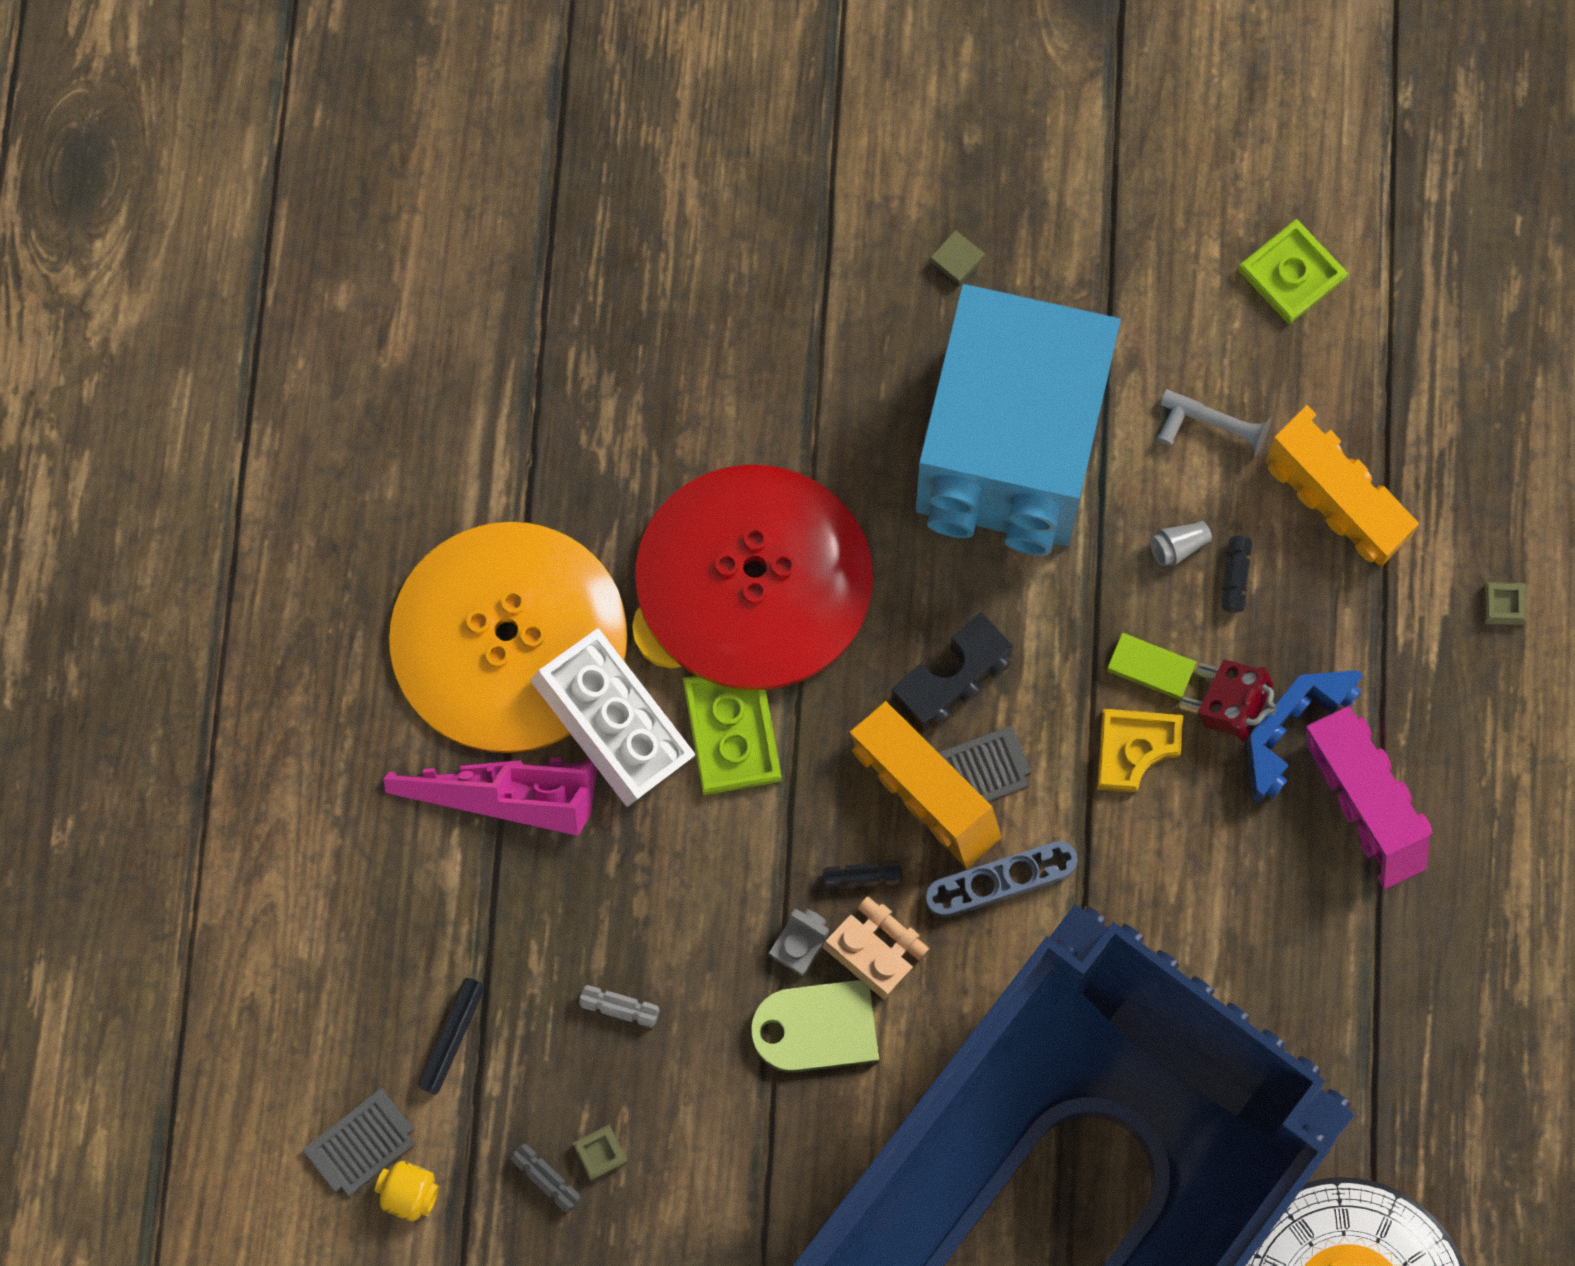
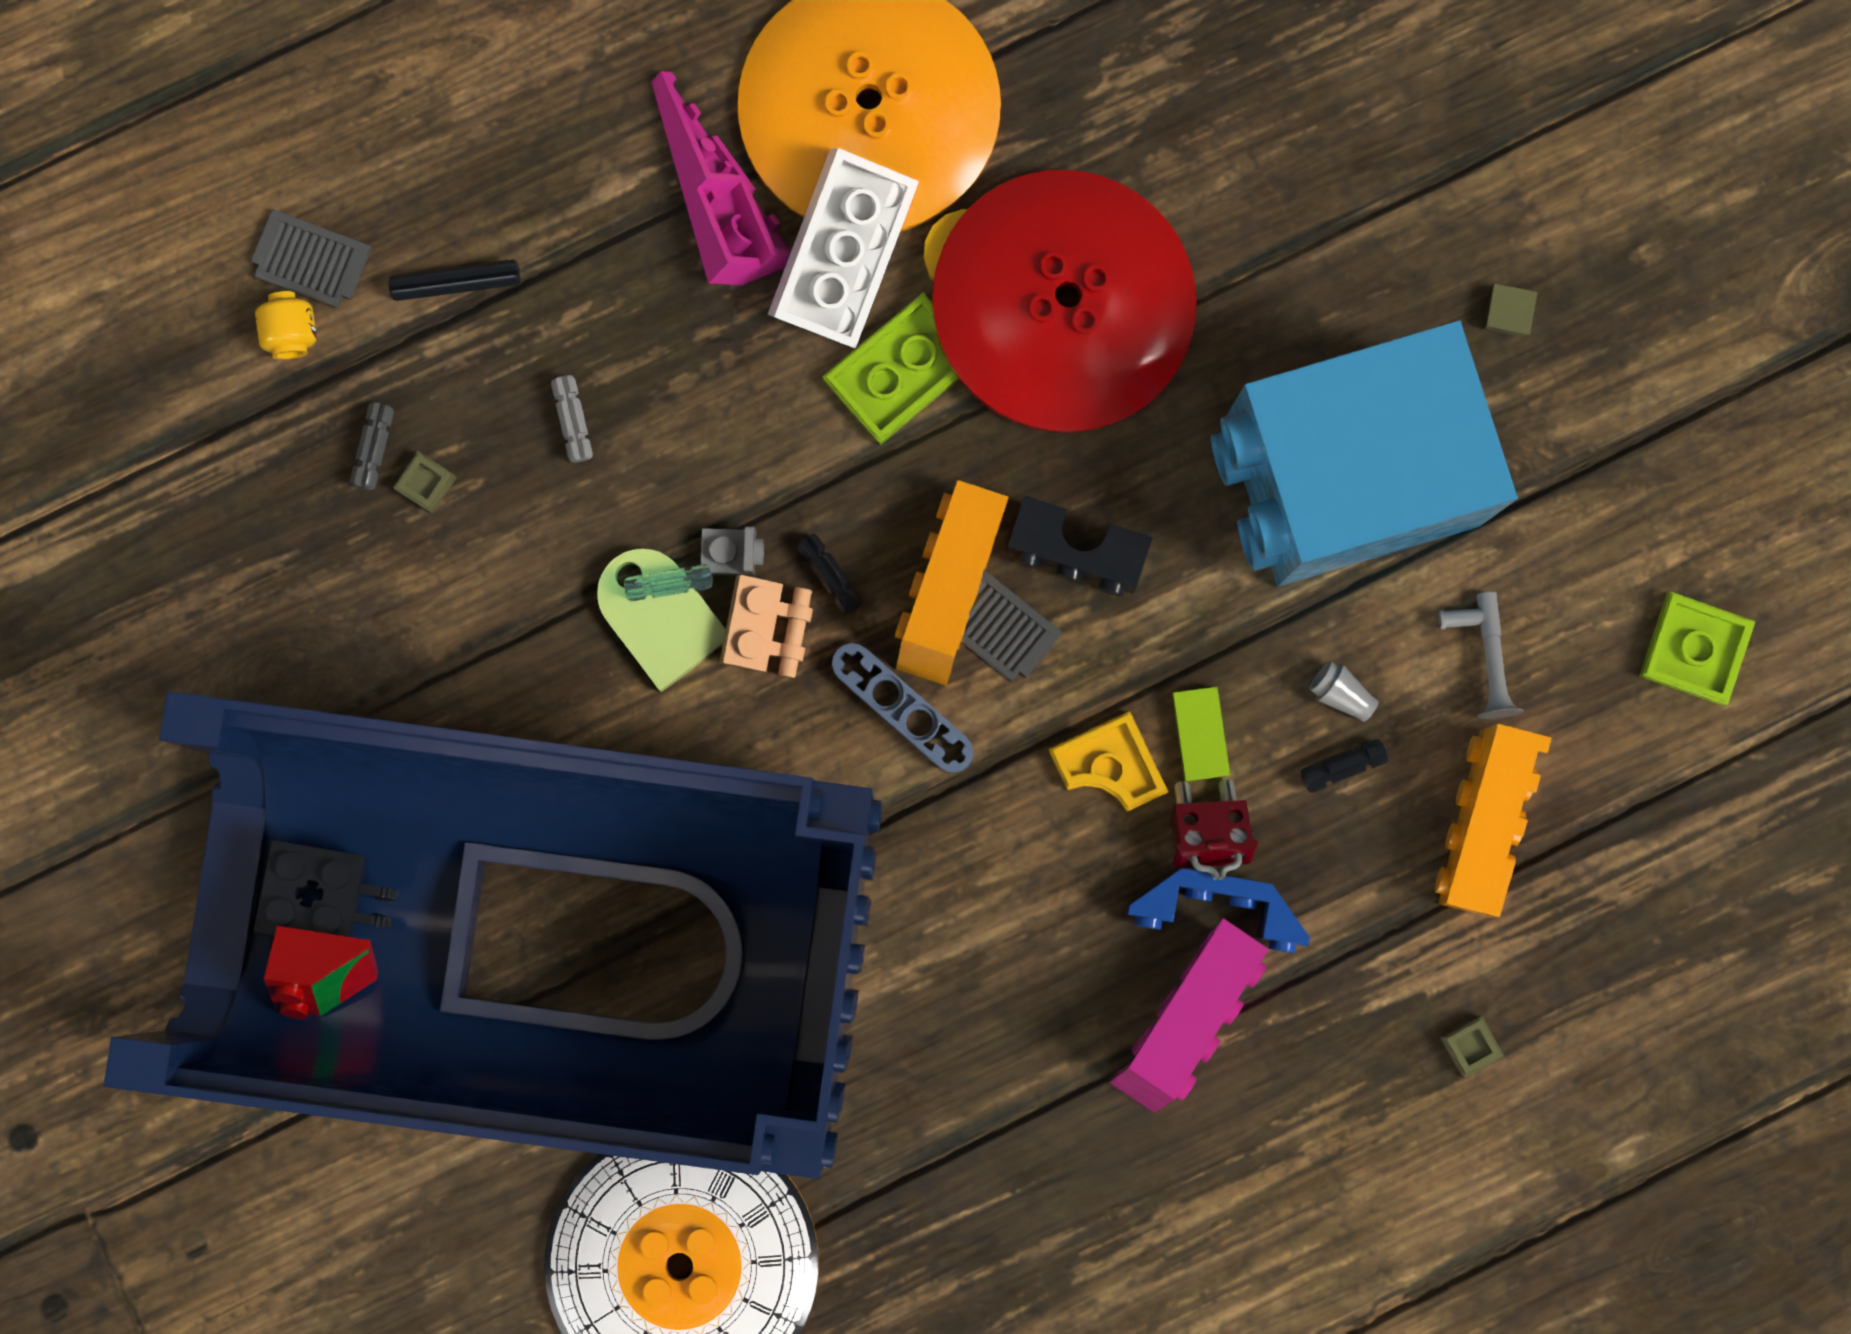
camera: 55 degrees right, 10 degrees up
(798, 1001) = (668, 582): none -> clear light blue axle

